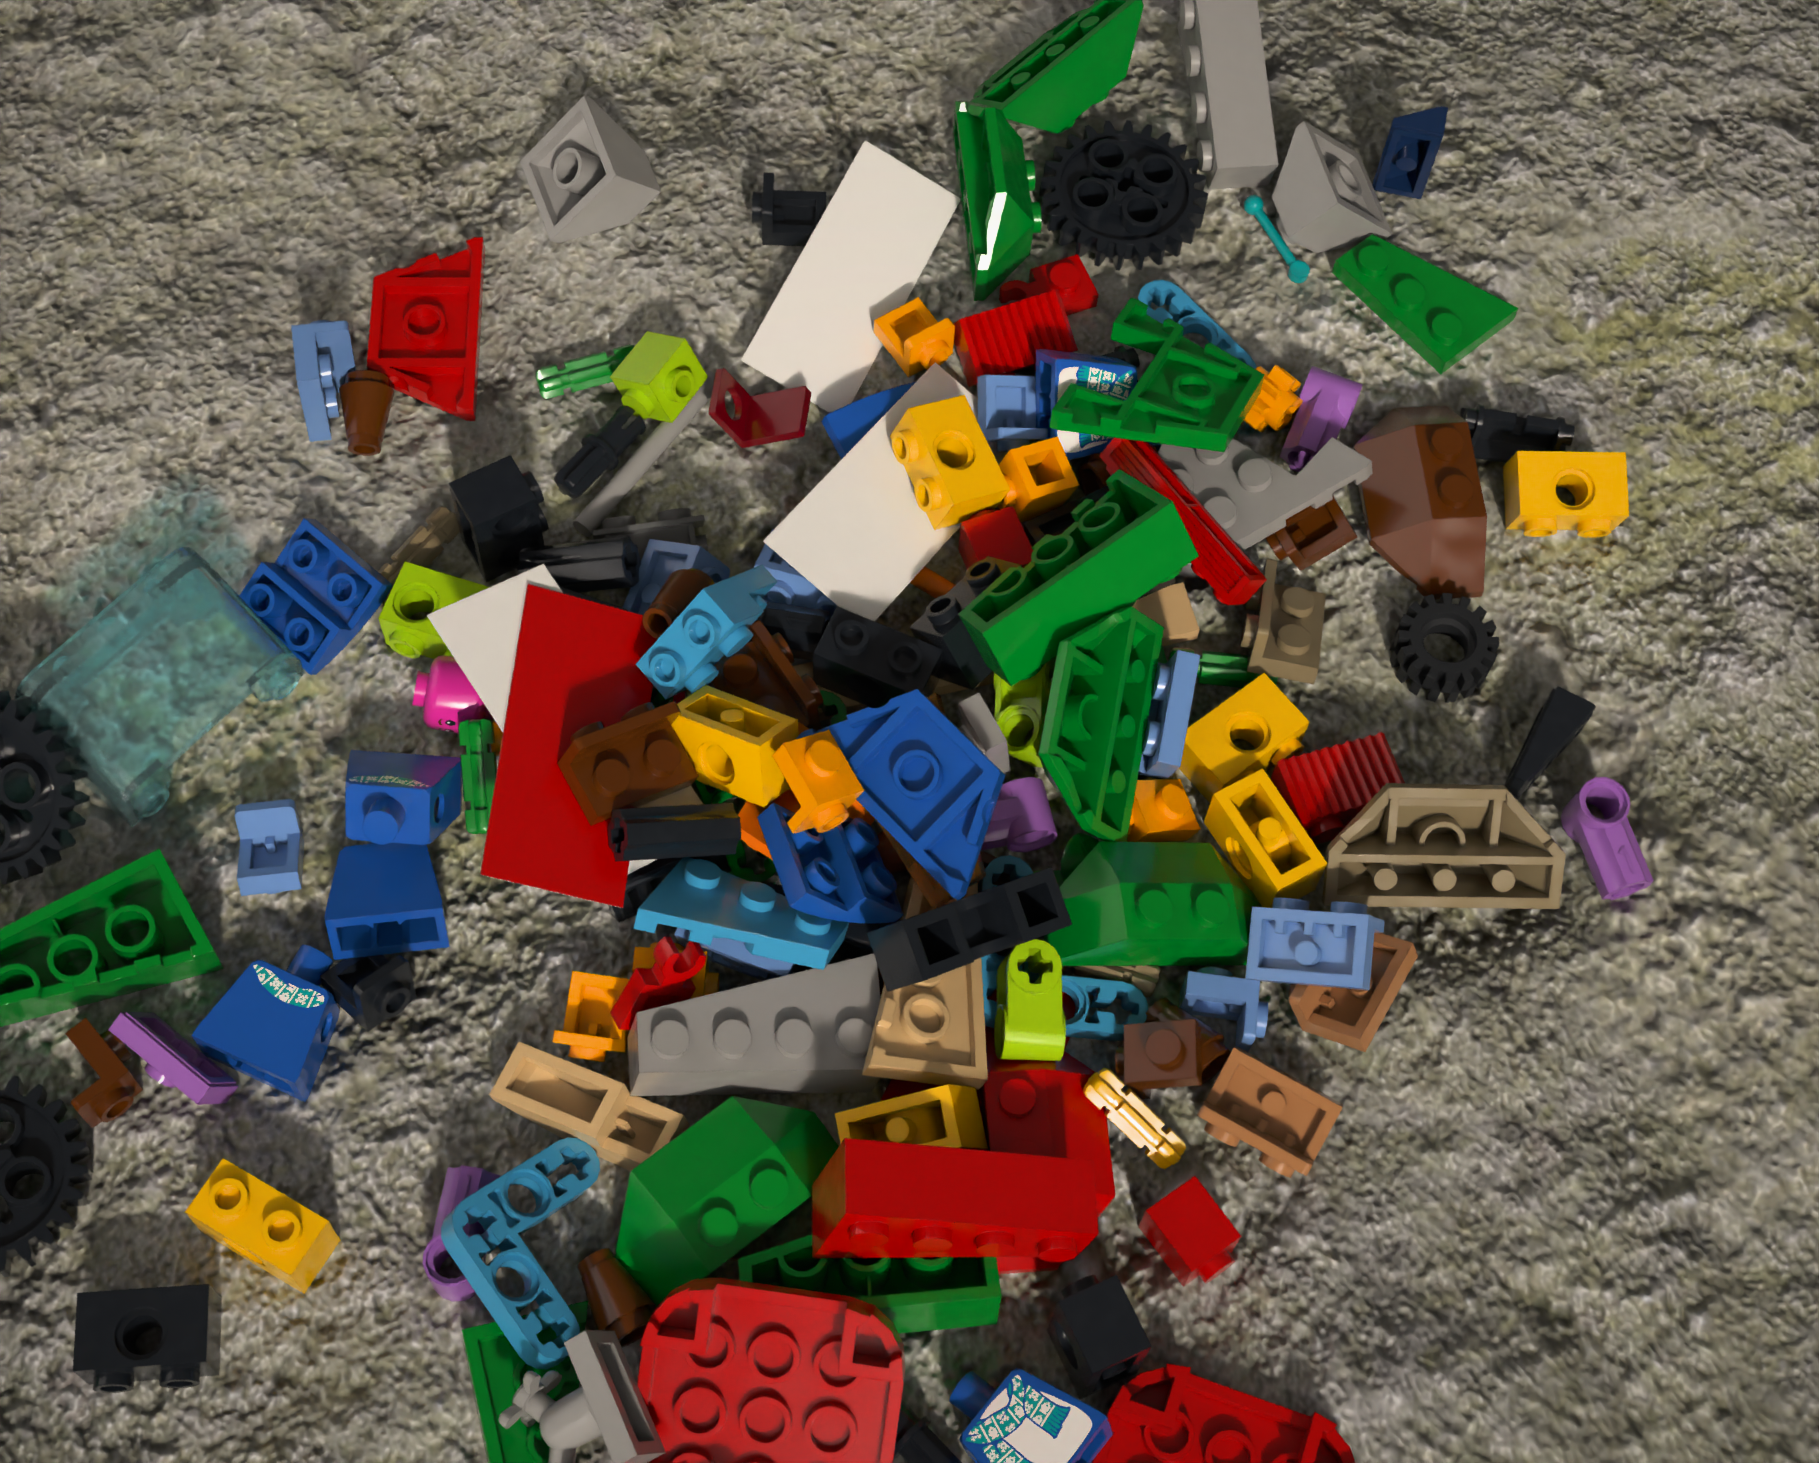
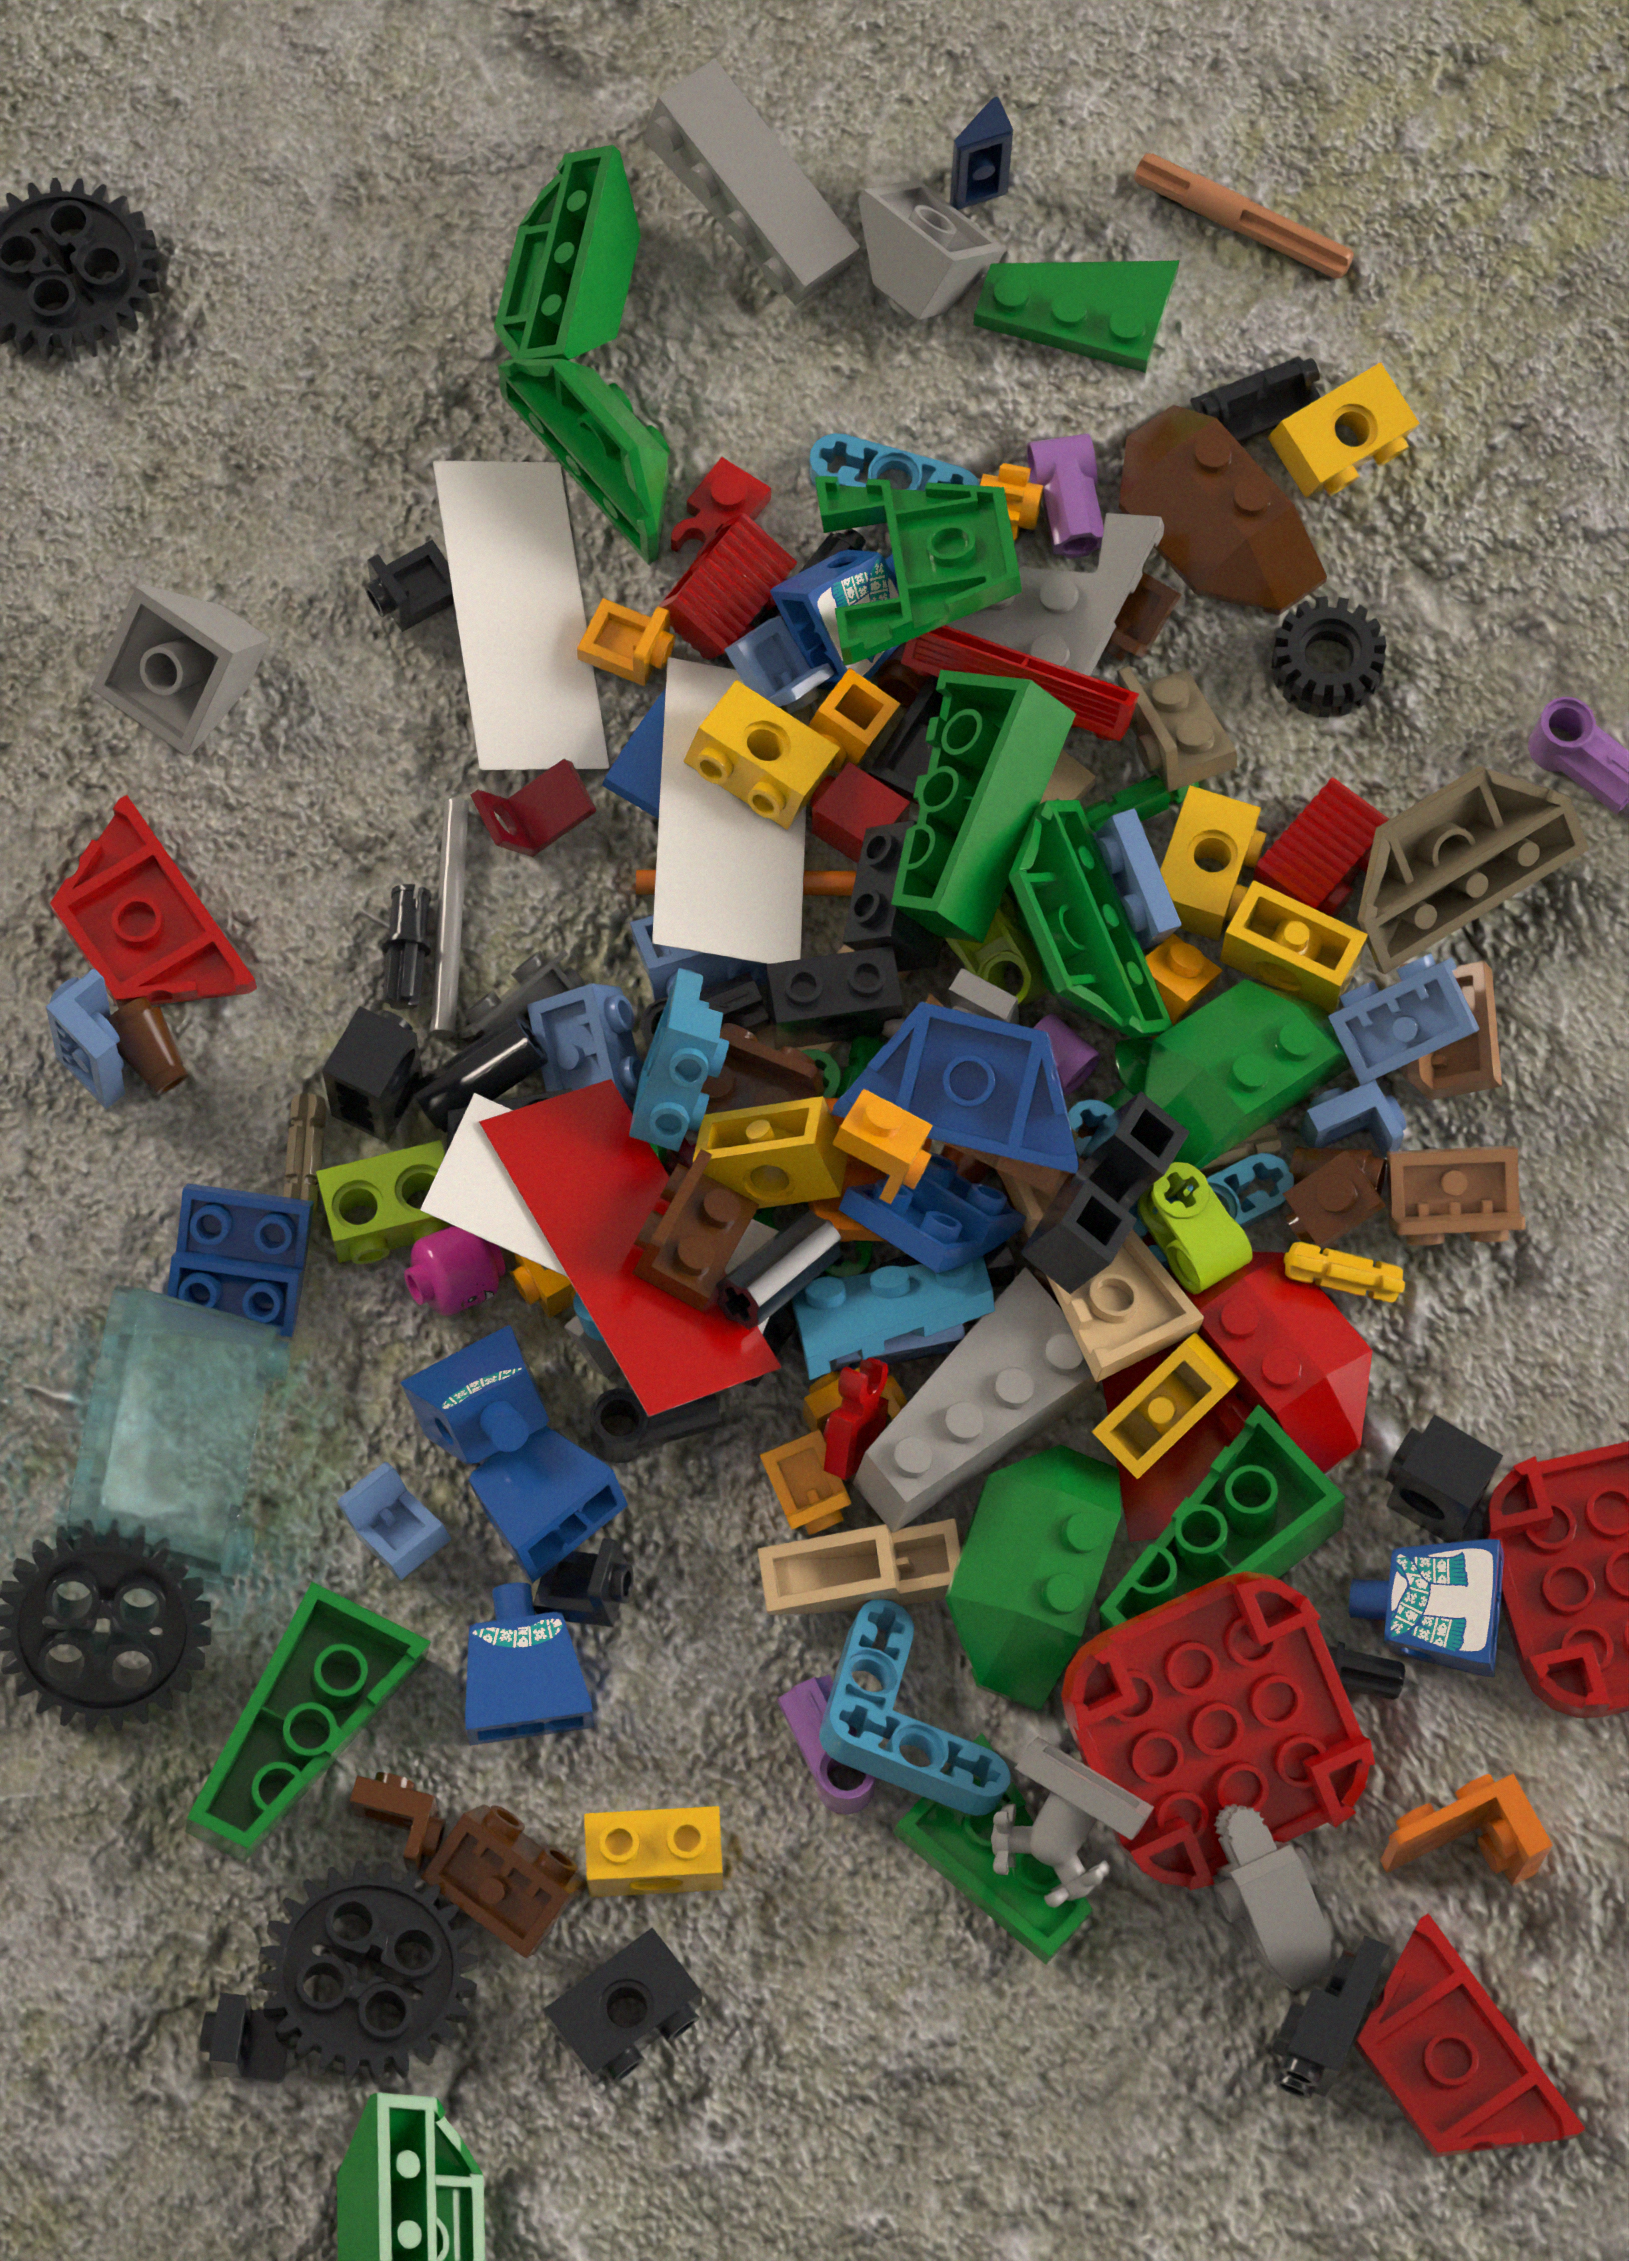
camera: 30 degrees left, 5 degrees up
(141, 1170) = (504, 1877): none -> reddish brown bracket
(173, 1059) = (455, 1764): medium lavender plate -> none
(478, 772) = (538, 1331): green axle -> none
(515, 900) = (651, 1431): none -> black piece
(580, 372) = (330, 870): green axle -> none
(615, 1297) = (1005, 1713): reddish brown cone -> none
(659, 377) = (413, 835): lime brick -> none
(673, 598) = (622, 1051): reddish brown cone -> none
(951, 1203) = (1254, 1444): red wedge -> none
(1123, 195) = (736, 410): black gear -> none
(1191, 1233) = (1458, 1342): red brick -> none
(1298, 269) = (940, 343): teal hinge -> none
(1553, 729) = (1475, 683): black slope -> none
(1590, 306) = (1243, 215): none -> nougat axle

